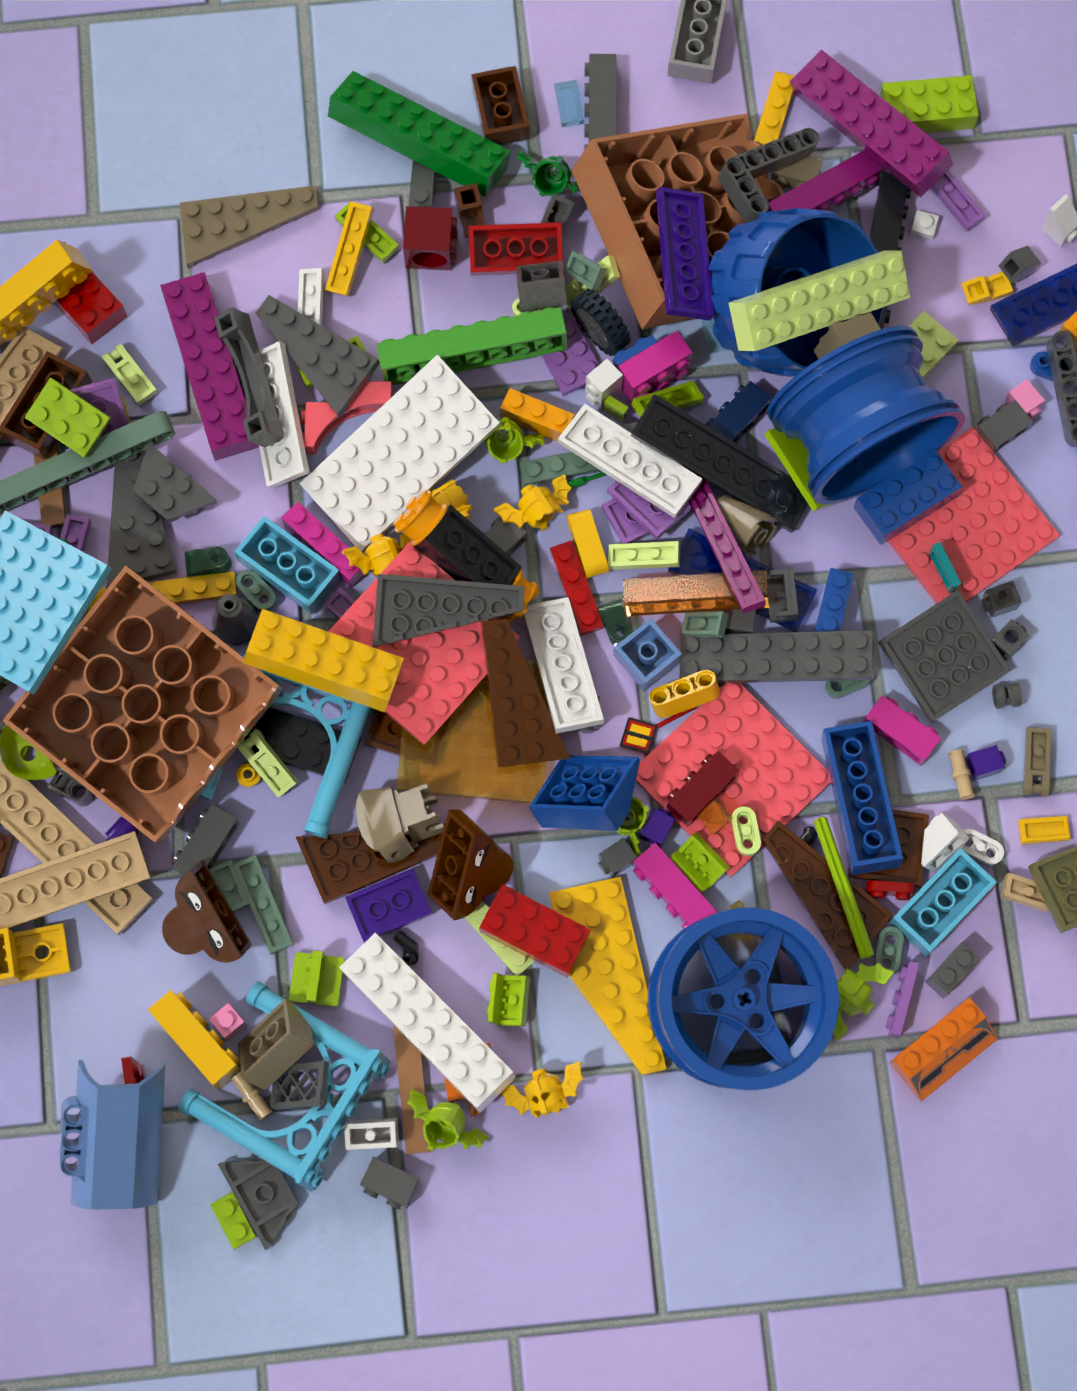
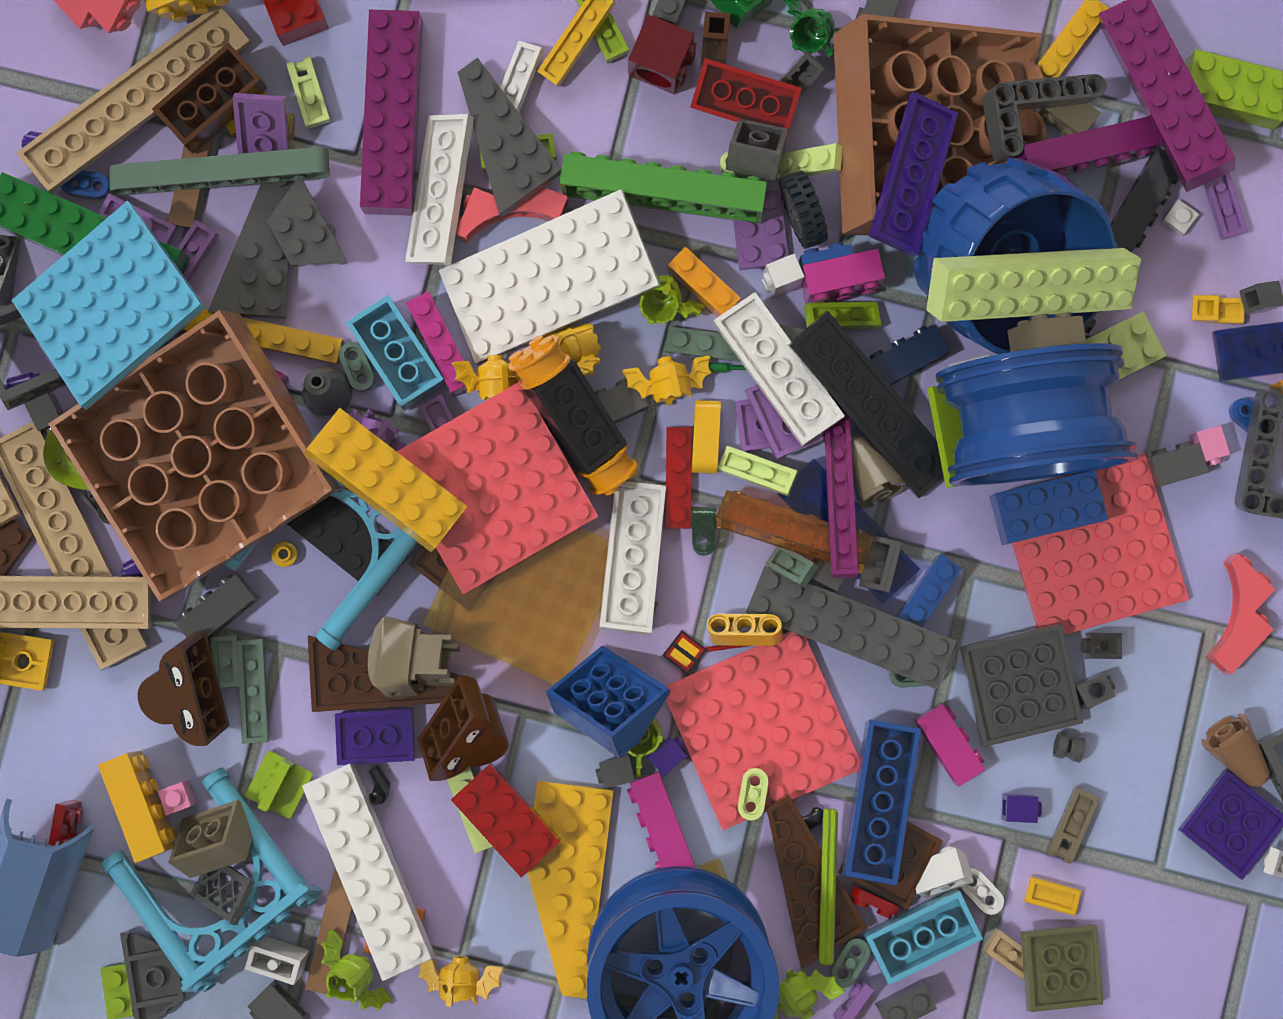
camera: 20 degrees right, 10 degrees up
(68, 417) = (223, 123): lime plate -> none
(204, 561) = (315, 319): clear green piece -> none
(252, 1097) = (177, 881): tan pin -> none
(261, 418) = (429, 91): dark grey arch -> none
(267, 763) = (305, 551): yellowish green plate -> none
(423, 606) = (513, 457): dark grey wing -> none
(508, 1000) = (457, 875): lime bracket -> none
(518, 711) = (569, 593): reddish brown wing -> none
(585, 270) = (807, 150): sand green plate -> none
(616, 408) = (787, 304): lime tile -> none
(647, 654) = (722, 575): medium blue brick -> none
(699, 862) = (695, 806): lime bracket -> none
(701, 787) = (725, 734): dark red brick -> none
(715, 817) = (727, 769): clear yellow plate -> none
(944, 568) = (1057, 595): teal tile -> none
(961, 774) = (991, 810): tan pin -> none

